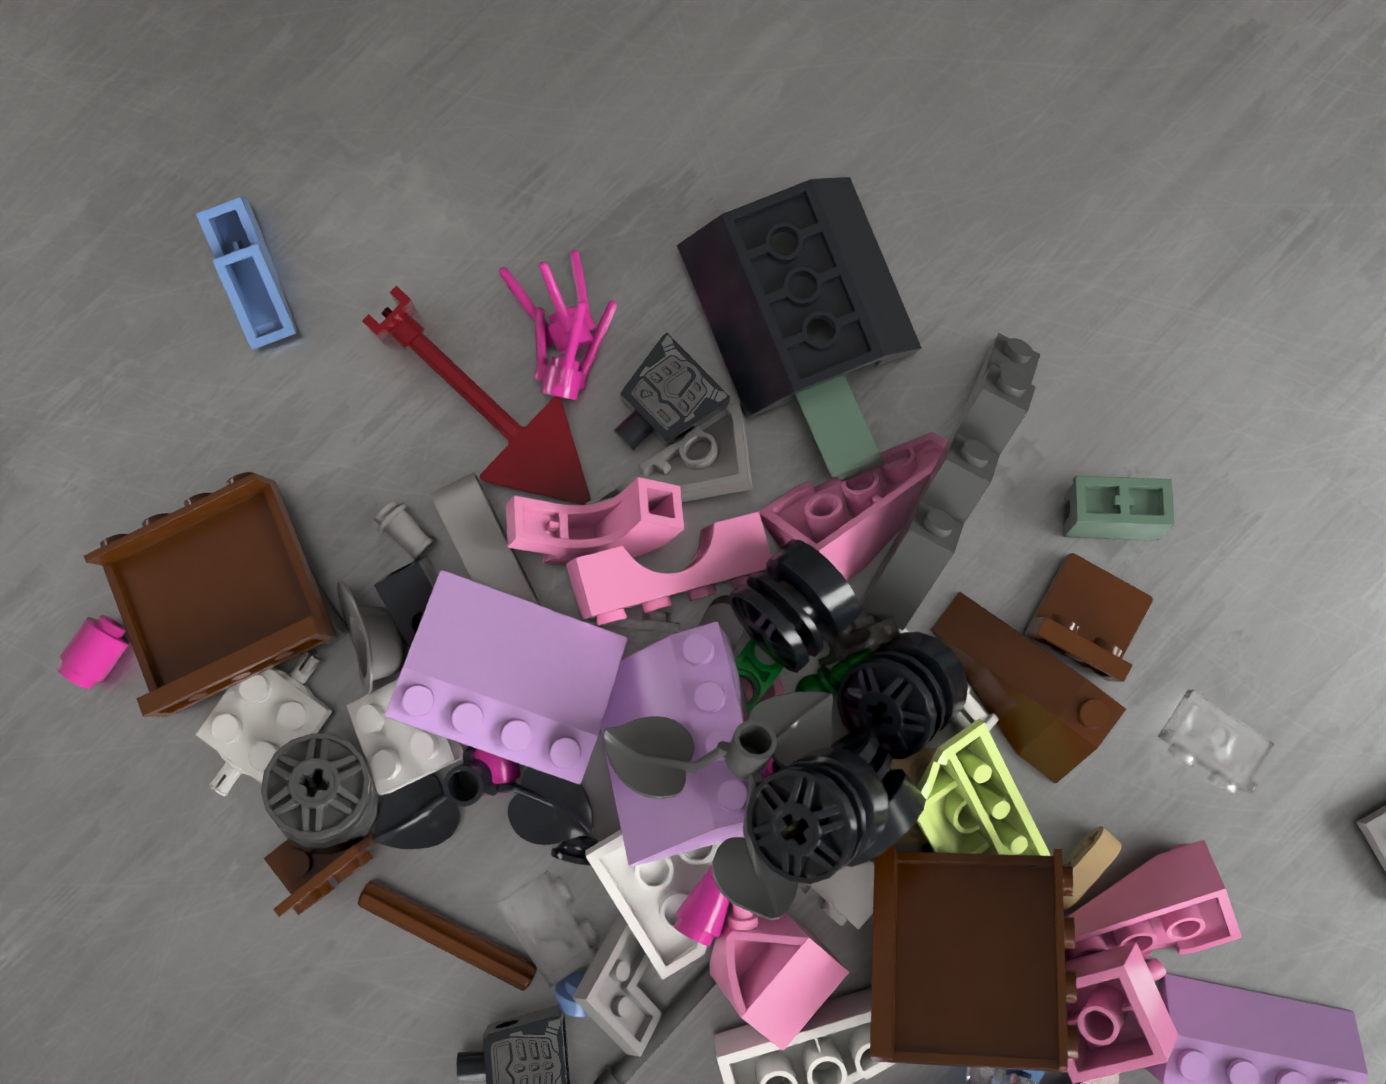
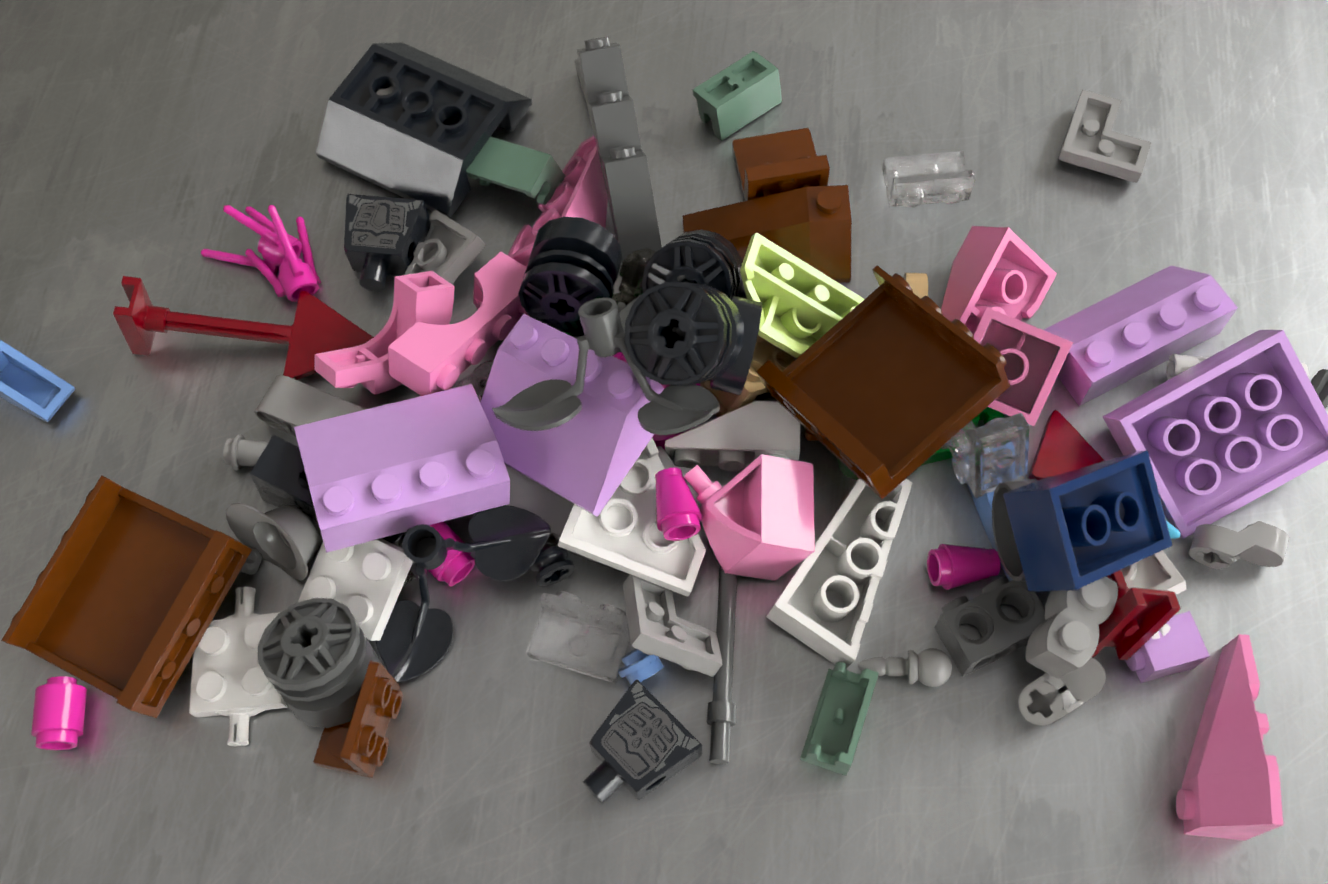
camera: 30 degrees left, 20 degrees down
(447, 935) = (505, 706): reddish brown axle -> none

